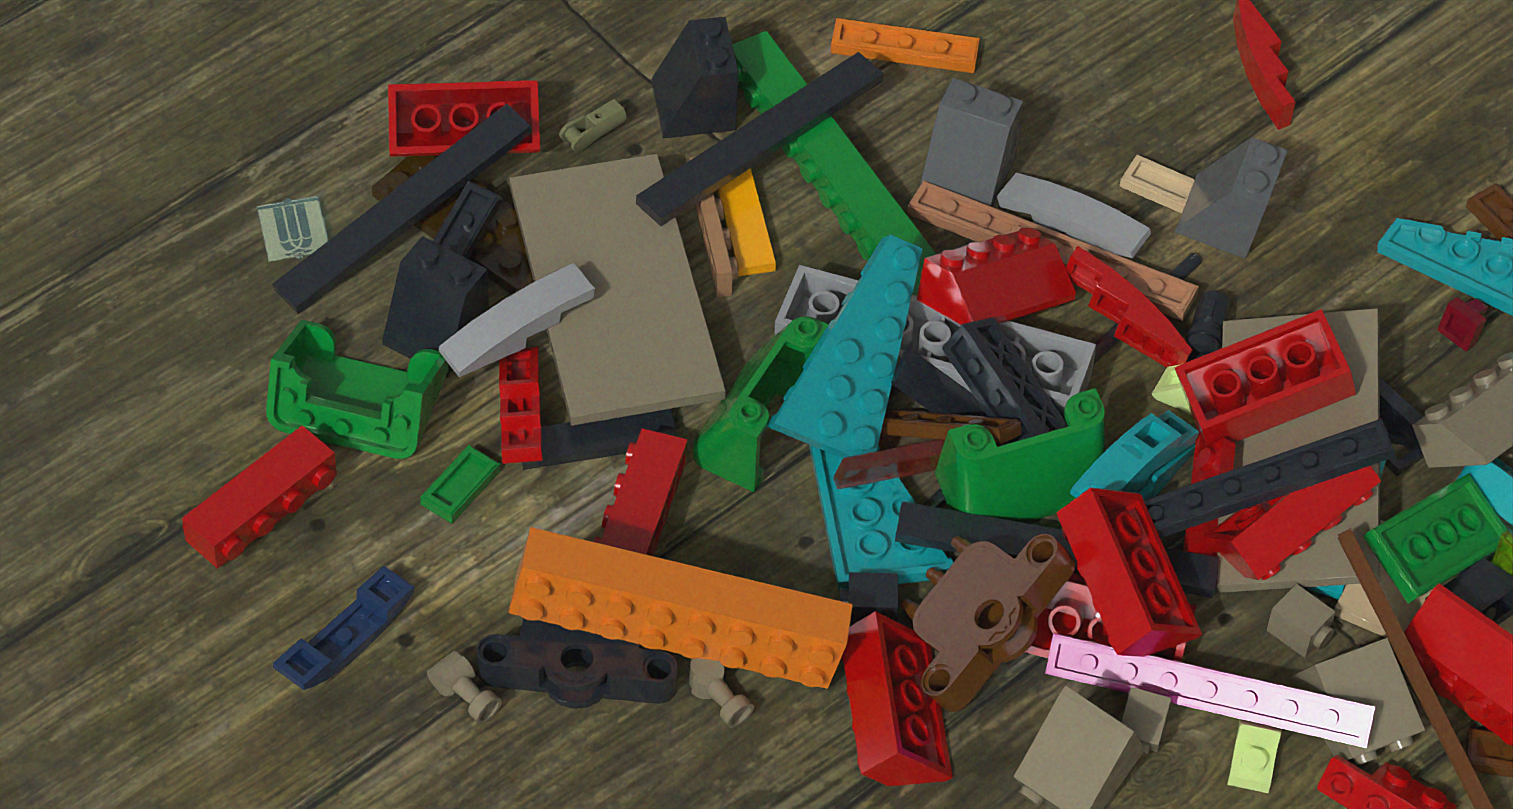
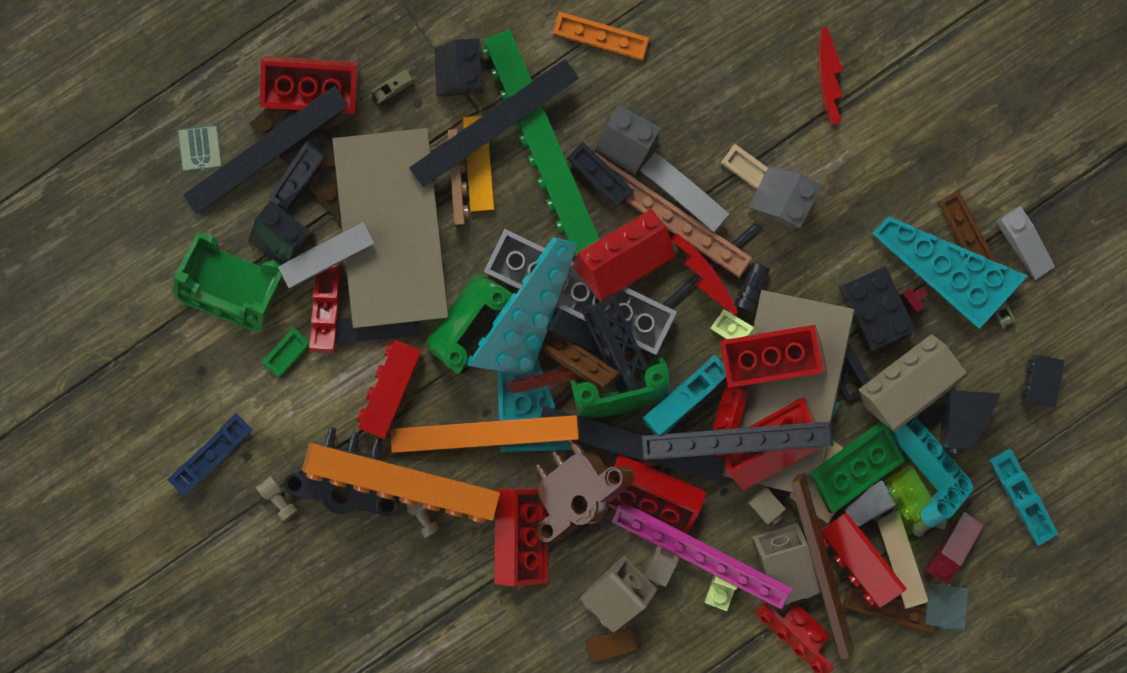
camera: 10 degrees right, 35 degrees up
(260, 497) = (166, 358): red brick -> none
(843, 542) = (485, 433): none -> orange tile
(871, 593) = (516, 465): black brick -> none
(937, 202) = (600, 174): none -> black tile
(1127, 572) = (665, 488): red slope -> none
(1419, 337) = (877, 308): none -> black brick

